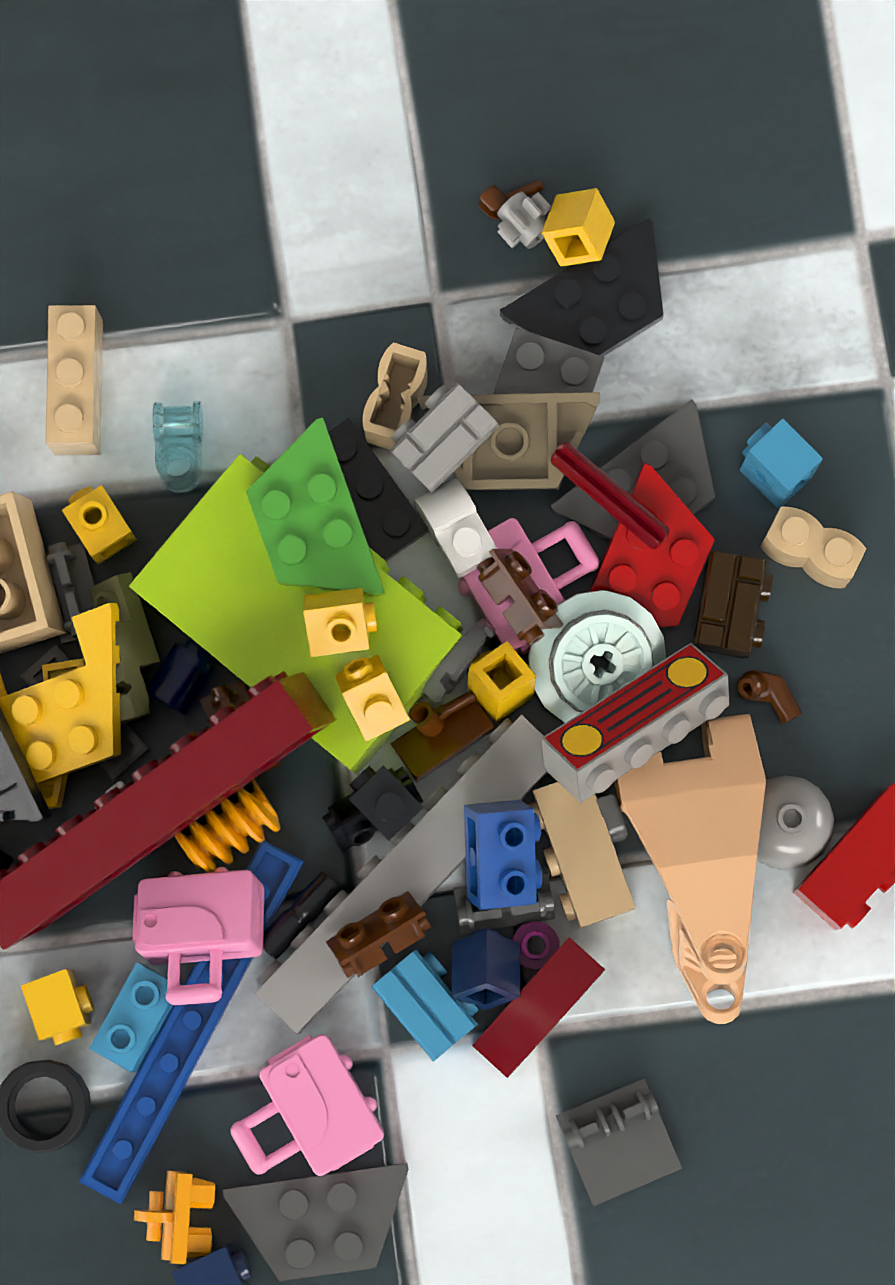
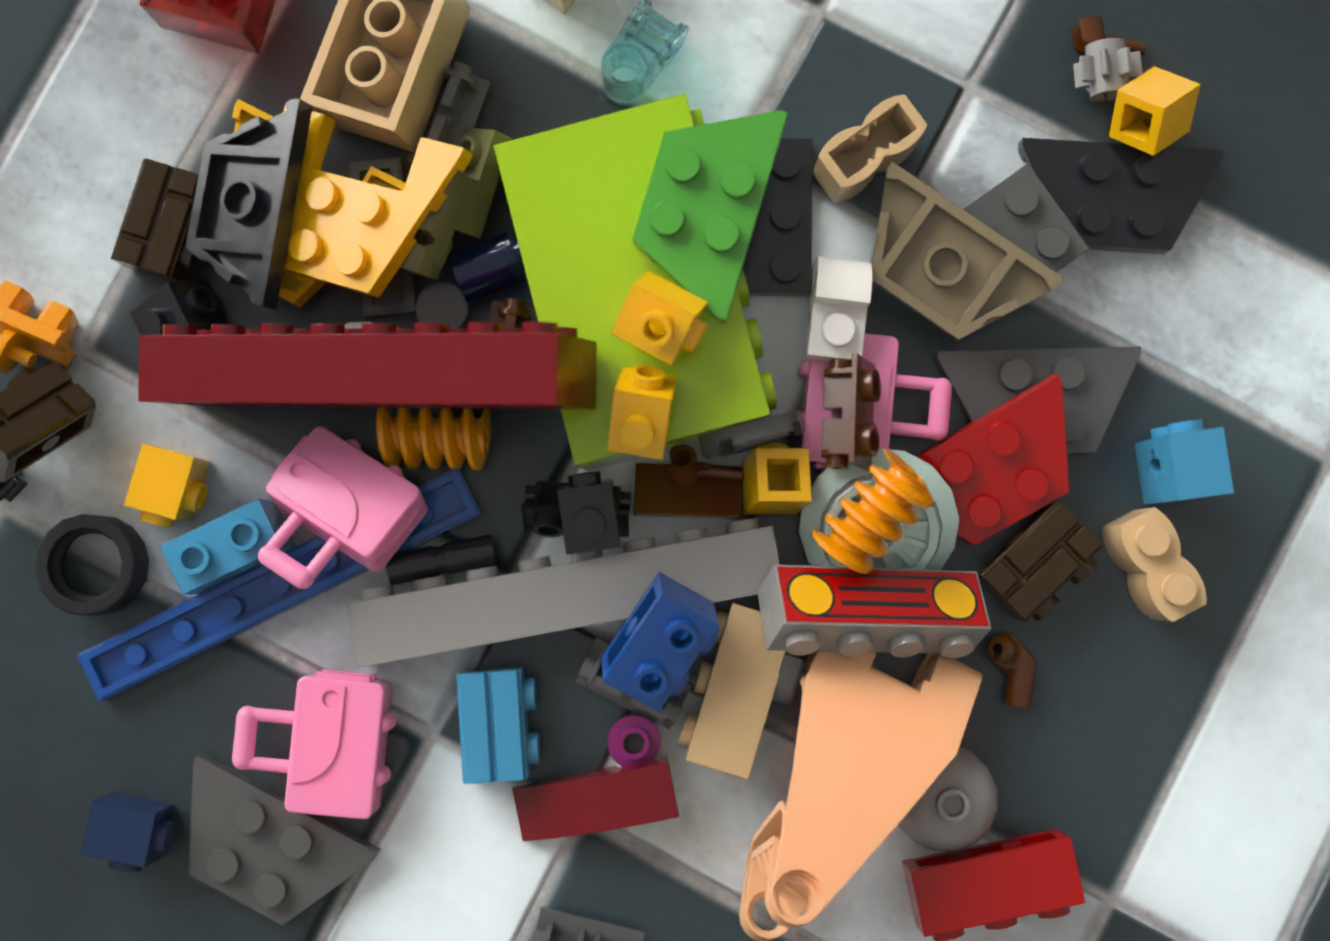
camera: 35 degrees right, 5 degrees up
(98, 523) = (515, 73): yellow brick -> none
(165, 729) = (443, 304): none -> dark grey tile
(178, 1238) = (127, 772): light orange hips -> none
(396, 921) = (468, 631): reddish brown hinge -> none
(442, 436) = (888, 213): light grey brick -> none
(485, 969) = (571, 733): dark blue brick -> none
(587, 652) = (875, 515): none -> light orange piece
(609, 495) = (1003, 382): dark red axle -> none

